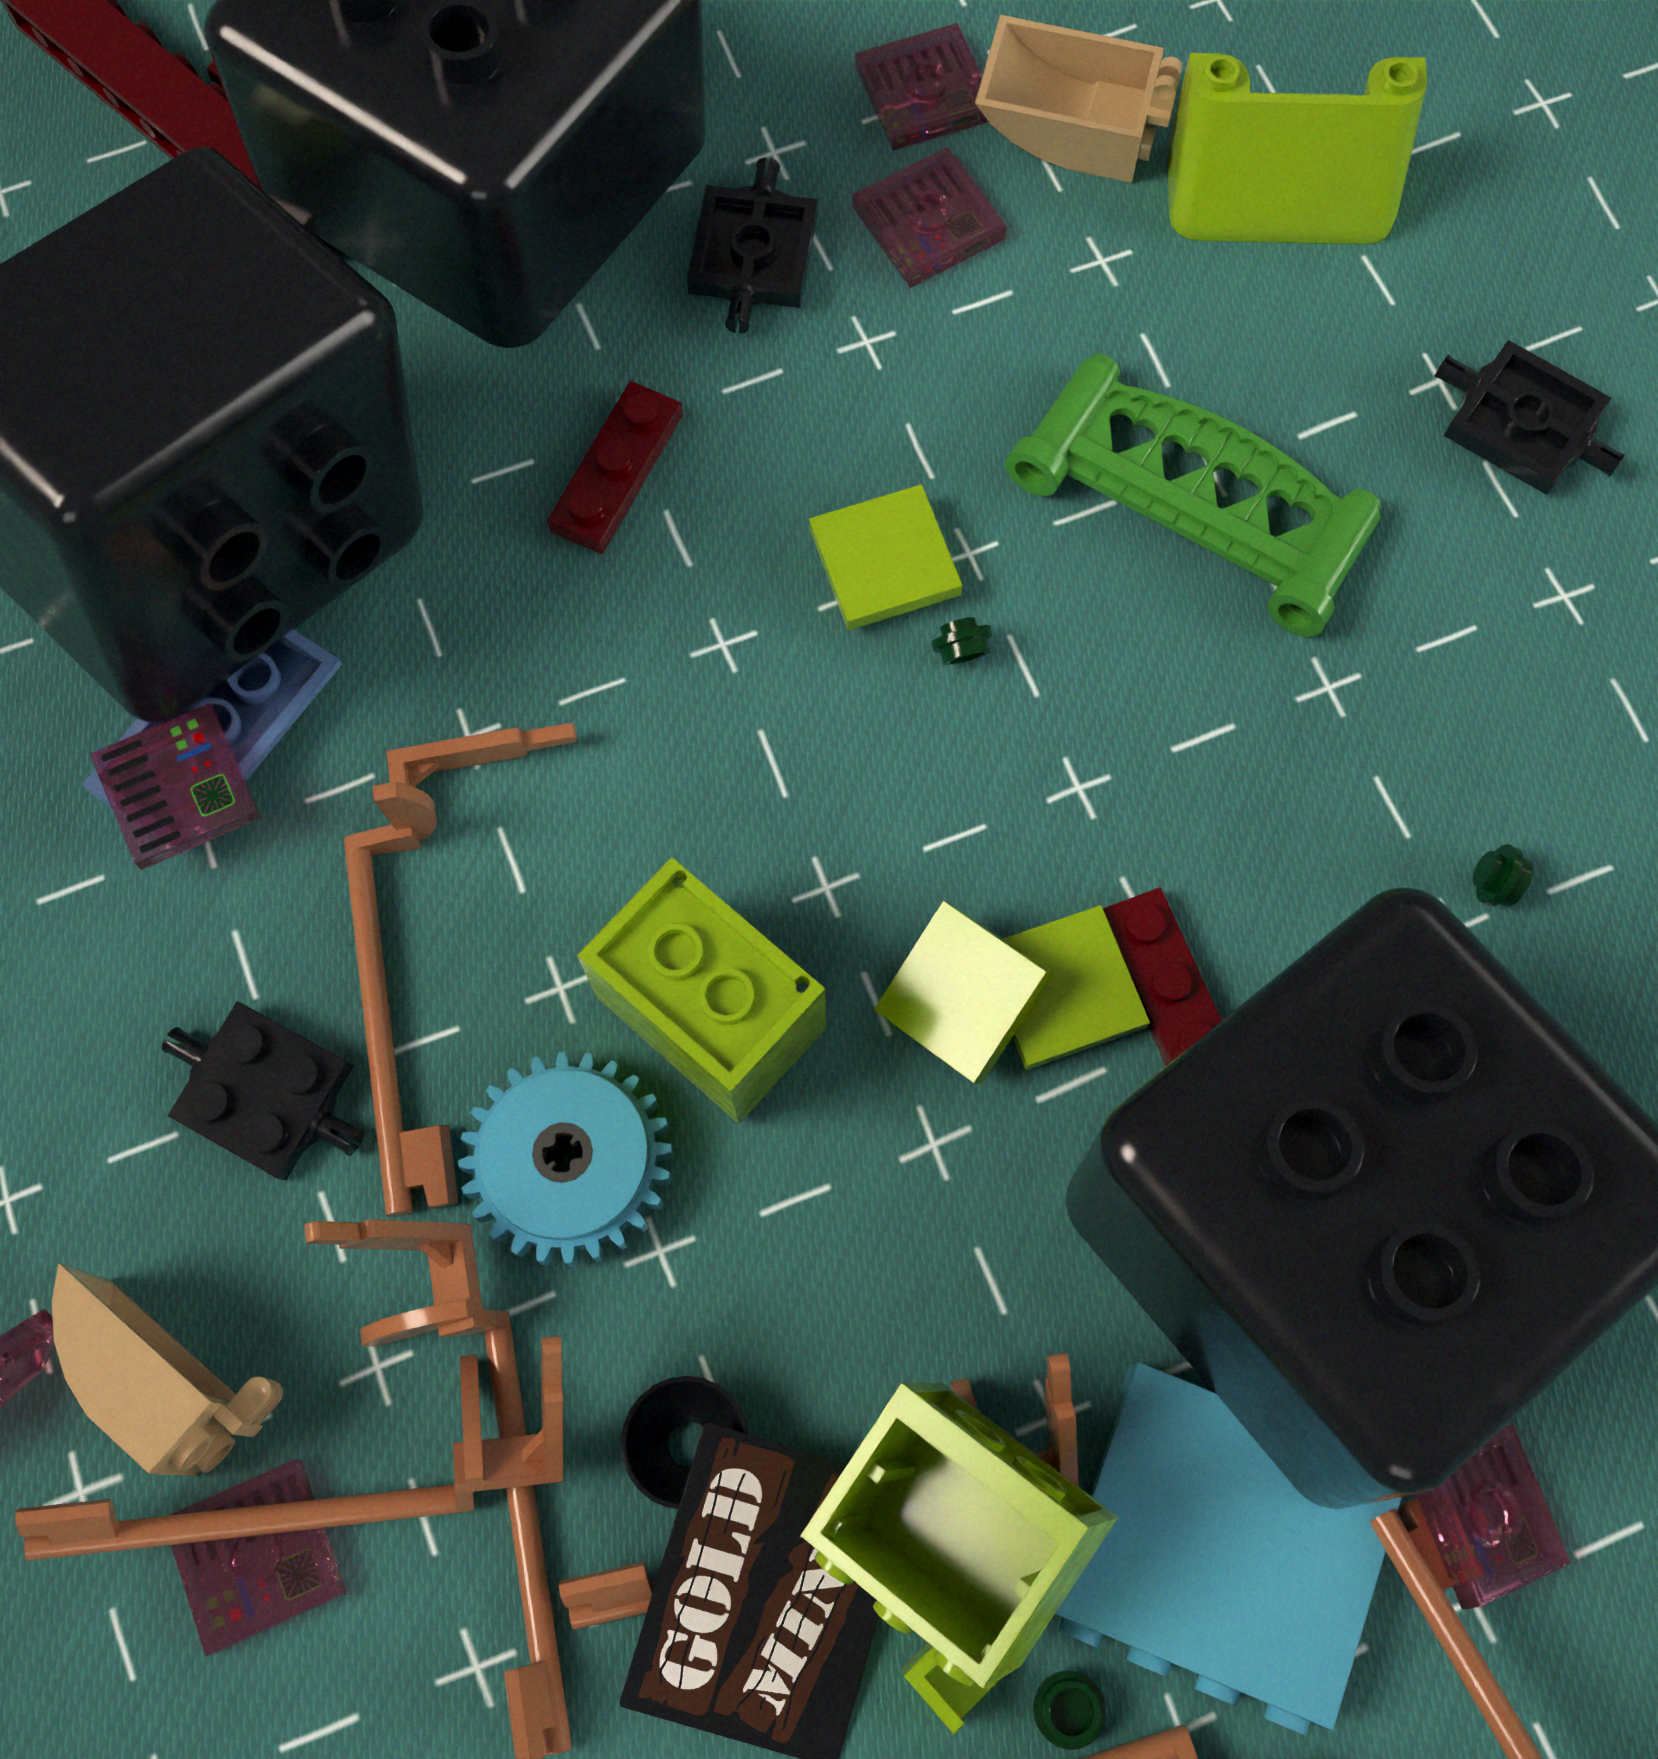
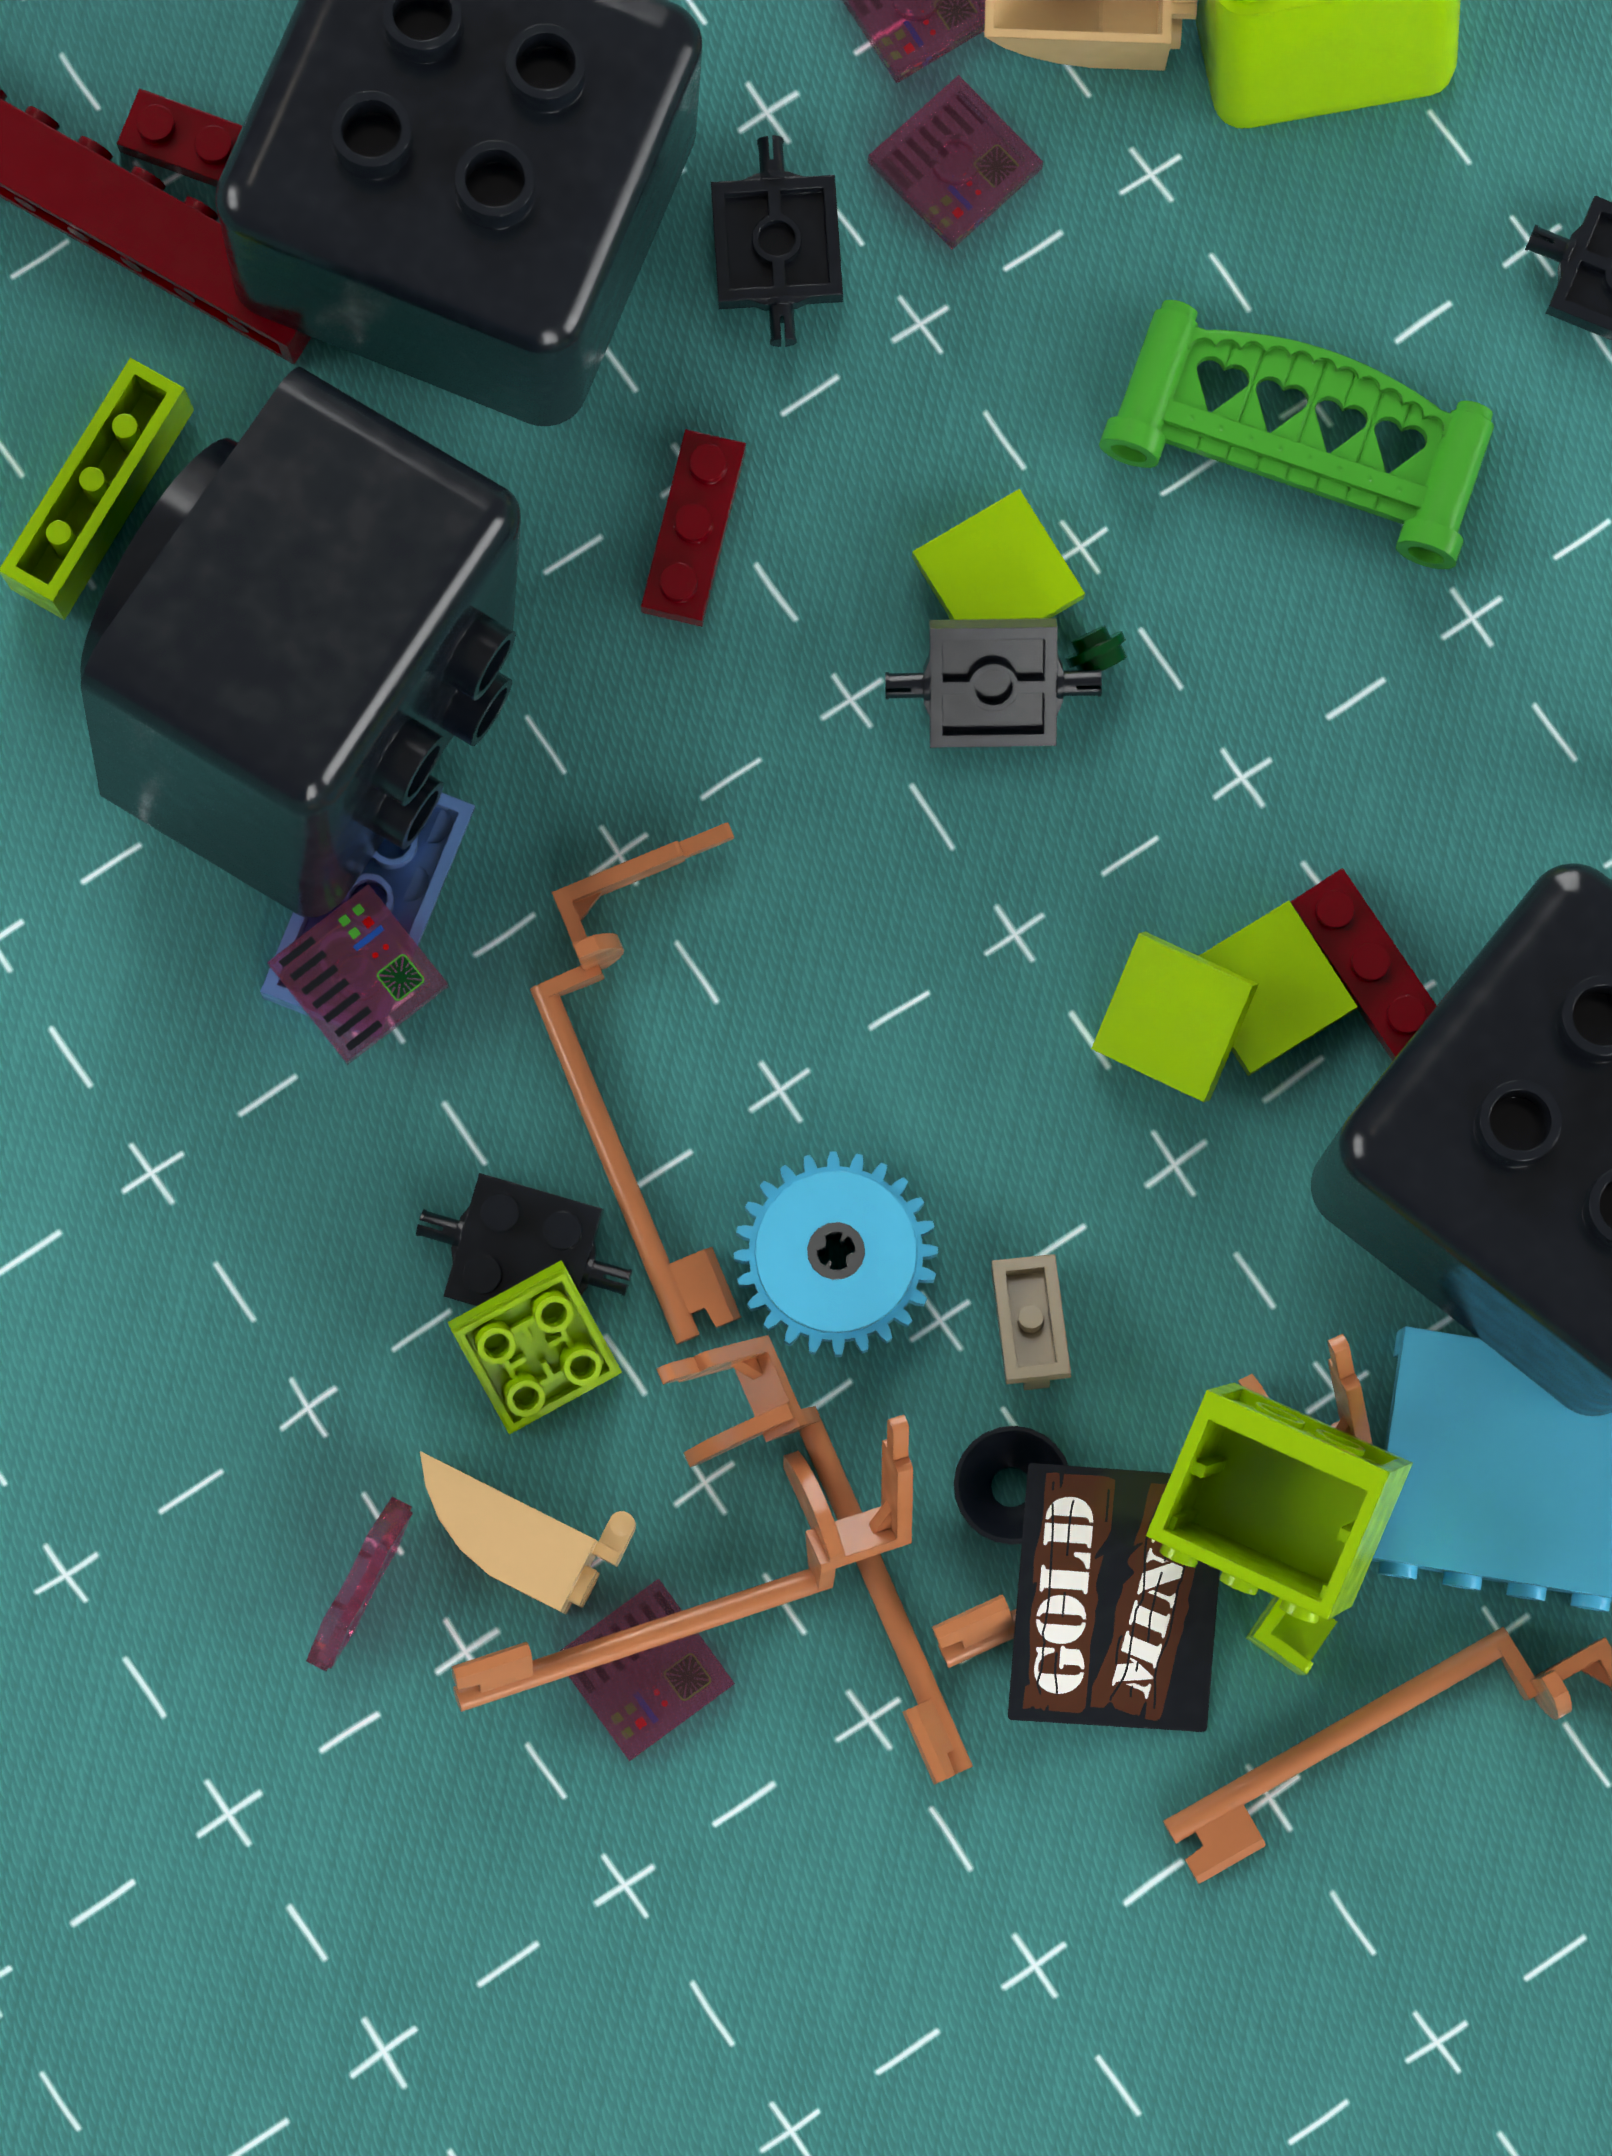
camera: 15 degrees left, 10 degrees up
(235, 1186) = (534, 1347): none -> lime tile
(705, 989) = (936, 1072): lime container -> none
(746, 1271) = (1030, 1320): none -> dark tan plate
(855, 644) = (993, 682): none -> black plate
(1069, 1710) = (1400, 1637): dark green plate -> none

